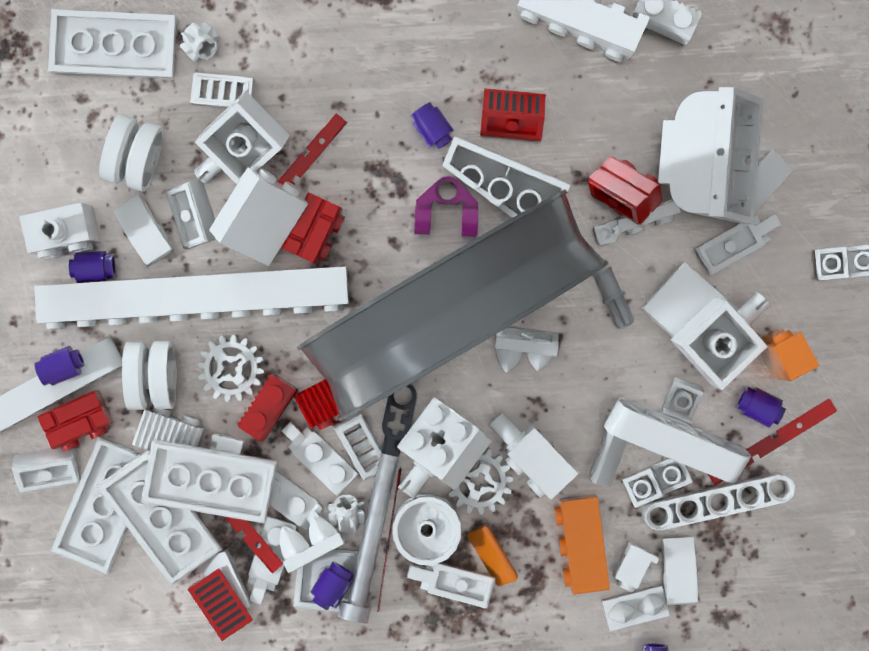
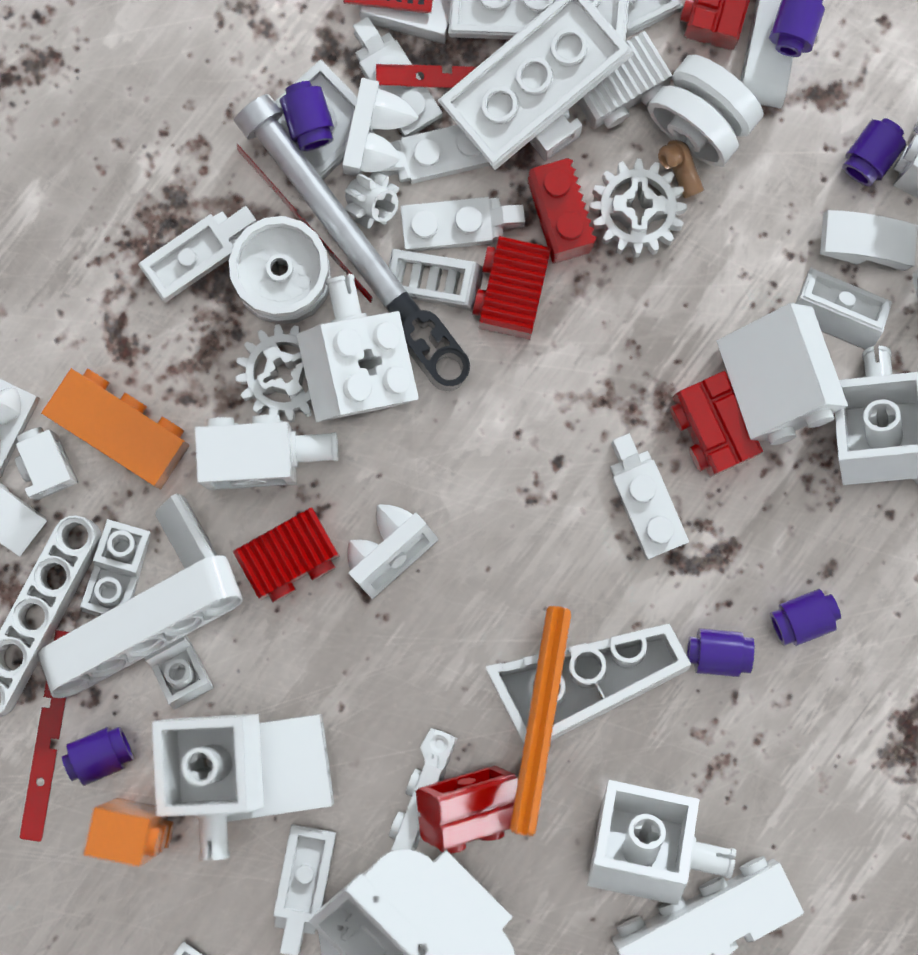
camera: 125 degrees right, 5 degrees down
(186, 368) = (678, 157): none -> medium nougat arm
(192, 295) = (752, 233): white brick -> none
(303, 163) = (797, 476): red piece -> none
(376, 96) = (805, 618): none -> dark purple brick
(384, 232) = (646, 499): none -> white hinge
(453, 305) = (508, 489): dark grey wheel -> none
(469, 208) = (635, 563): magenta piece -> none
(492, 555) = (190, 321): orange slope -> none
(513, 114) = (659, 750): red panel -> none
(559, 66) = (670, 848): none -> white brick
(561, 182) = (540, 721): none -> orange axle
(573, 396) = (286, 555): none -> red brick
(614, 297) = (358, 694): light grey axle -> none

